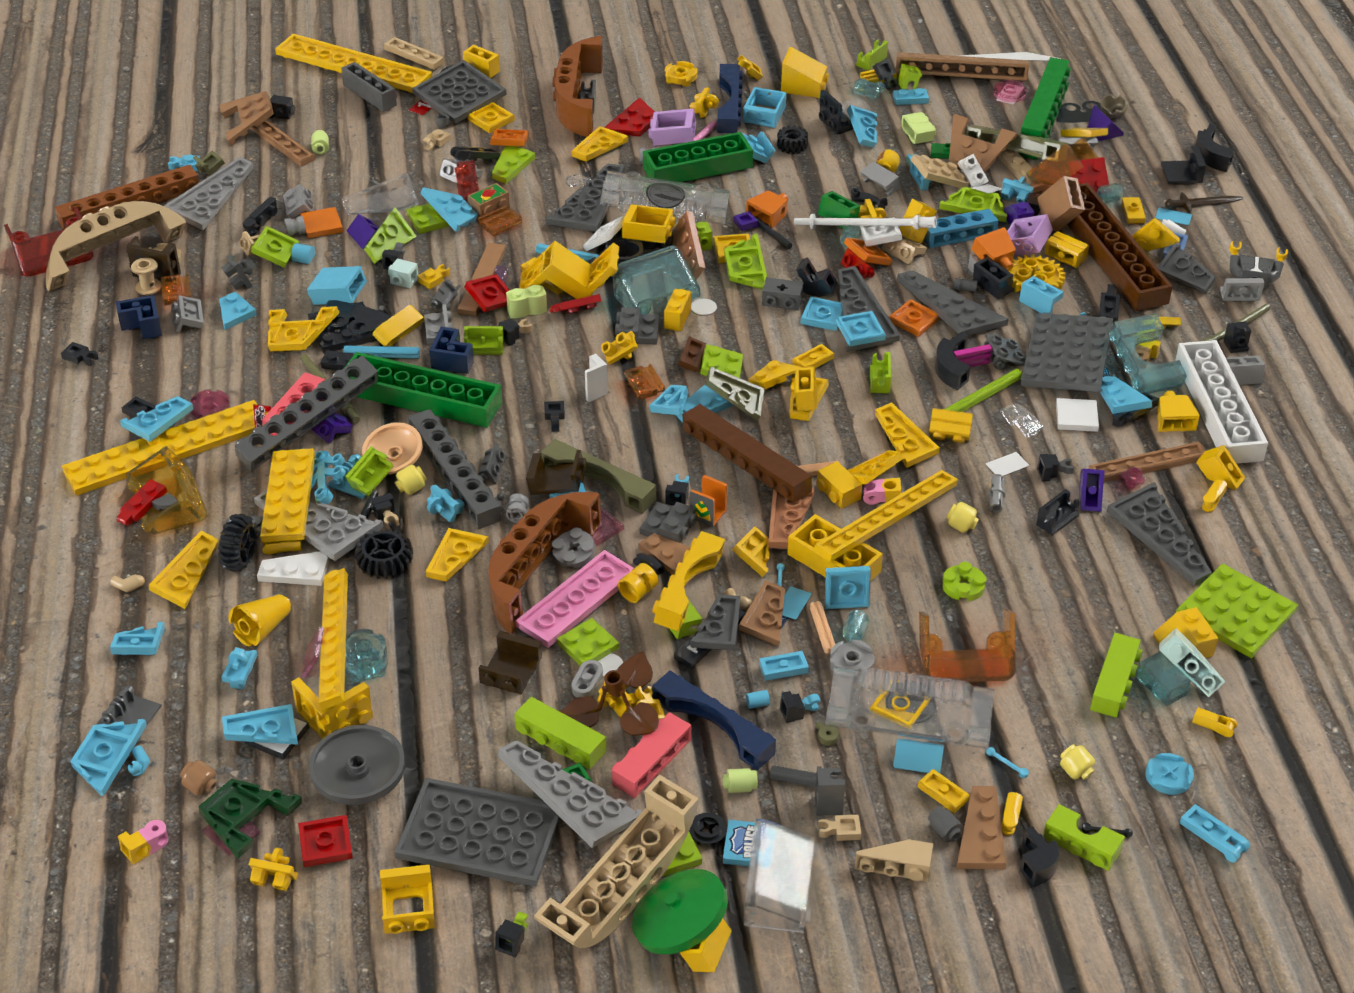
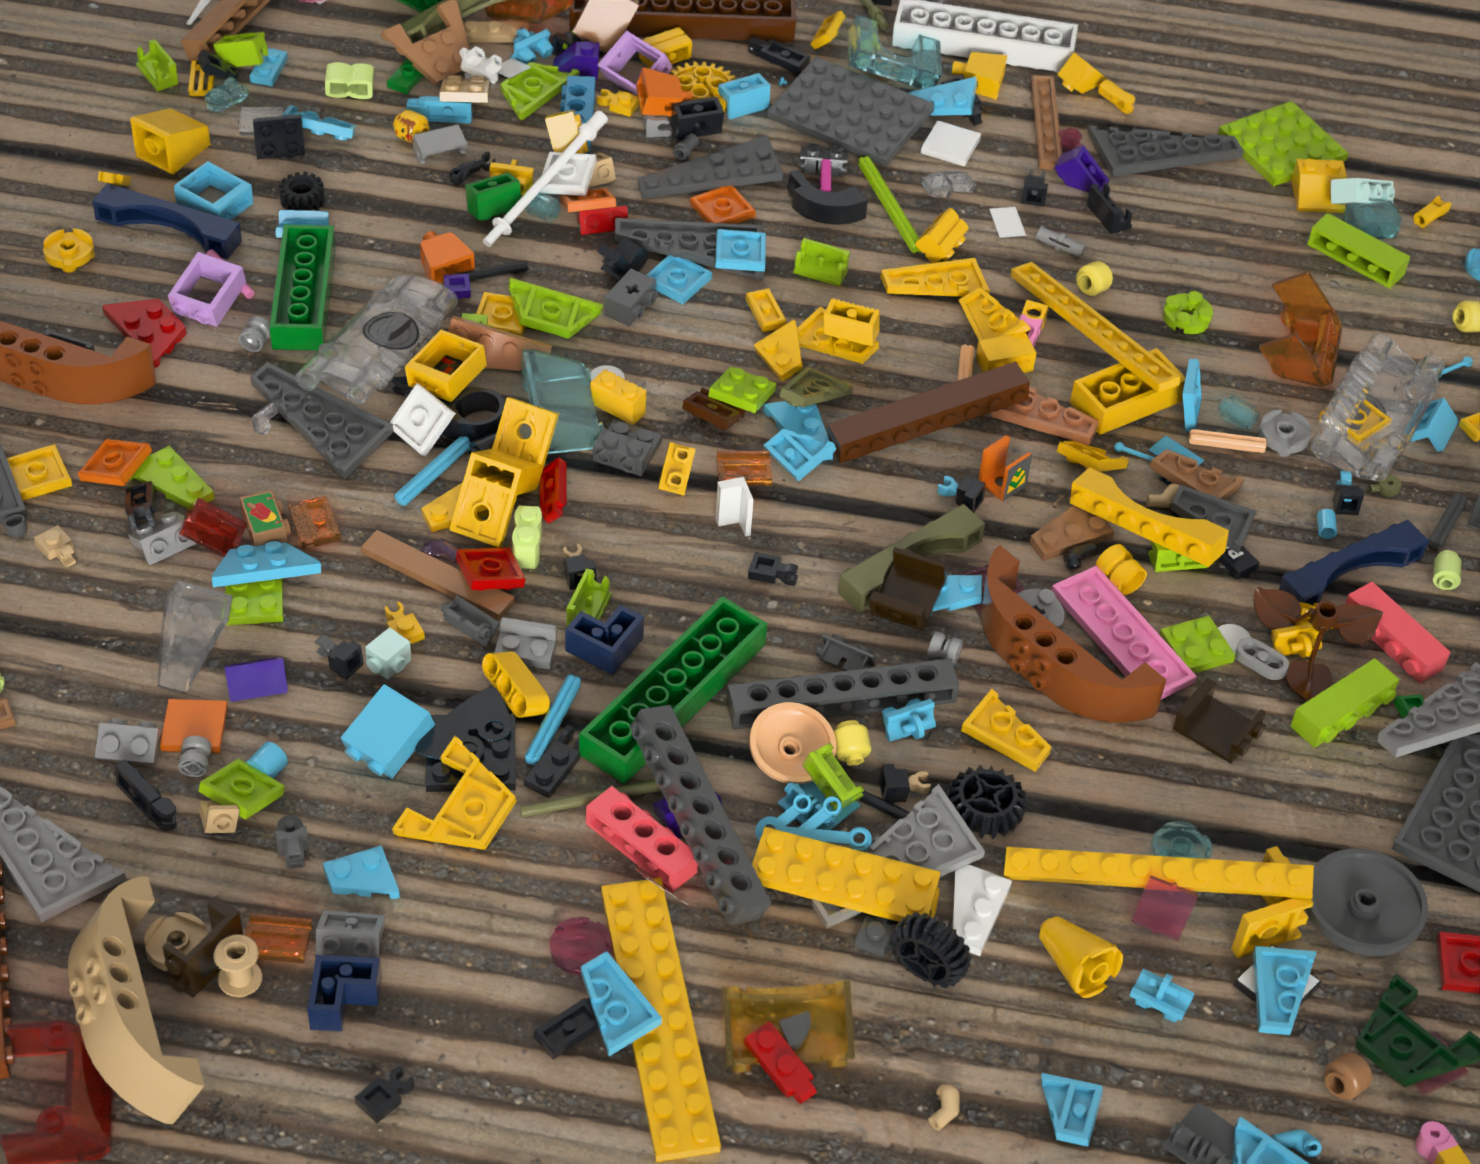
camera: 75 degrees left, 5 degrees up
(185, 571) = (957, 1041): yellow wing -> none
(392, 230) = (295, 648): lime wing -> none
(597, 143) = (188, 375): yellow wing -> none
(670, 521) = (1015, 517): dark grey plate -> none
(704, 102) = (165, 242): yellow hips -> none
(783, 665) = (1282, 488): medium azure plate -> none

